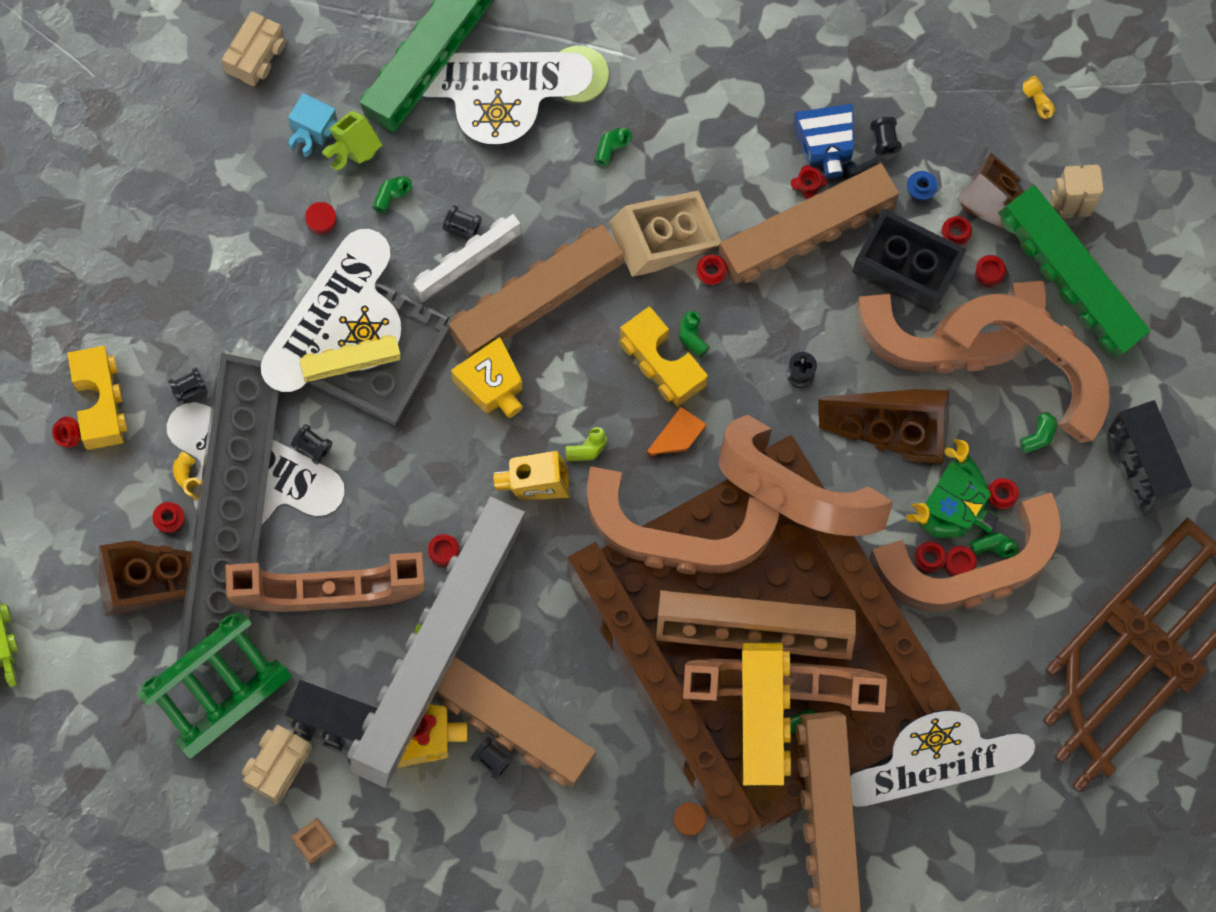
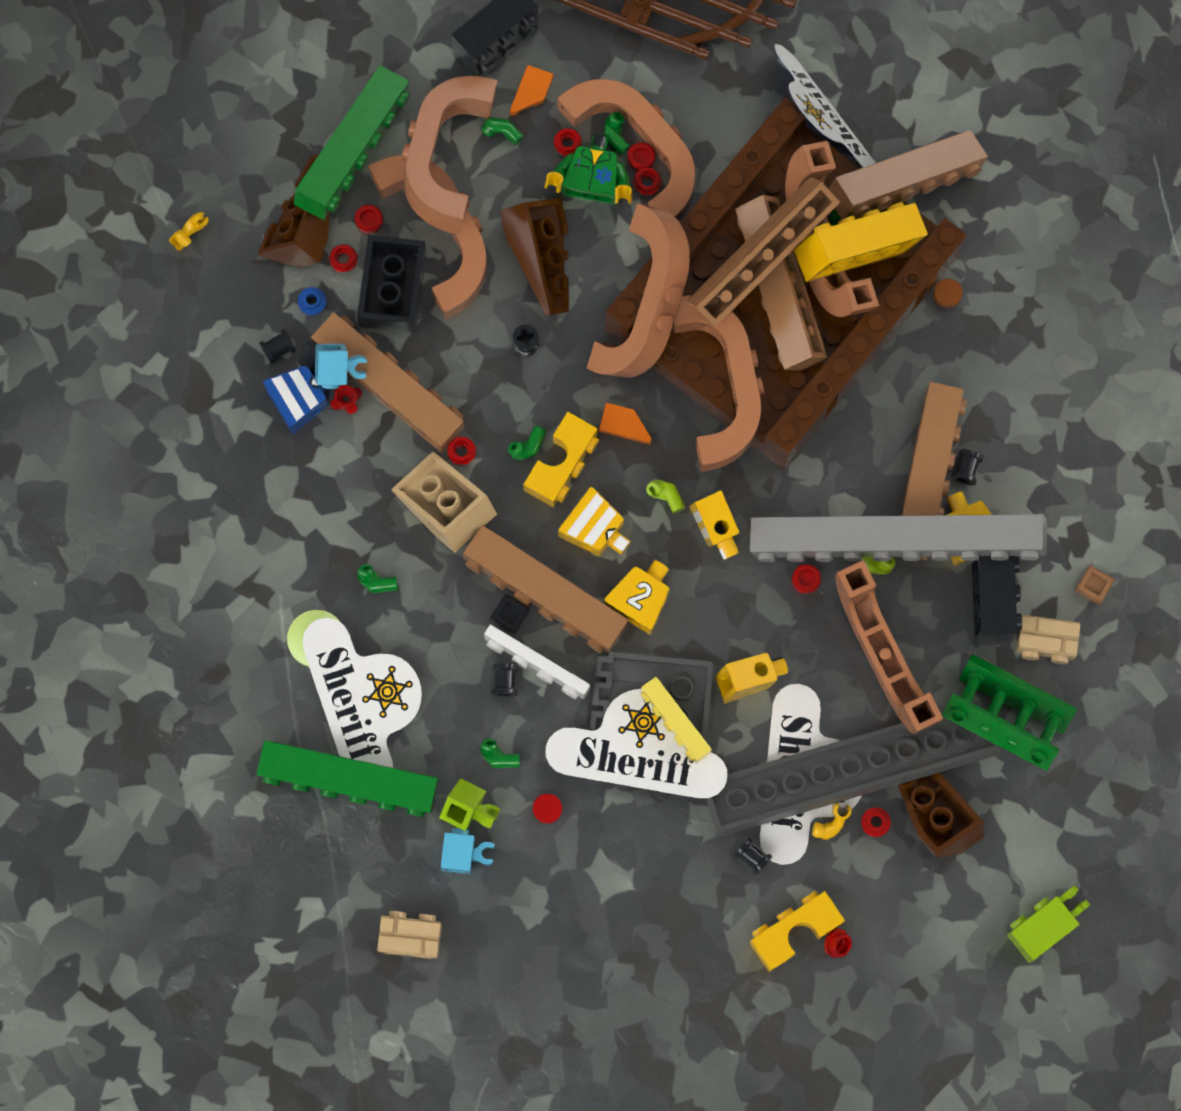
camera: 110 degrees left, 5 degrees up
(300, 442) = (761, 726): black bush -> none
(364, 435) = (749, 676): none -> yellow torso
(526, 253) = (510, 614): none -> black tile
(582, 363) = (594, 525): none -> yellow torso
(787, 601) = (763, 251): none -> medium nougat brick
(839, 166) = (333, 364): none -> medium azure brick
(1074, 480) = (532, 89): none -> orange tile
(1077, 191) = (273, 164): tan brick -> none

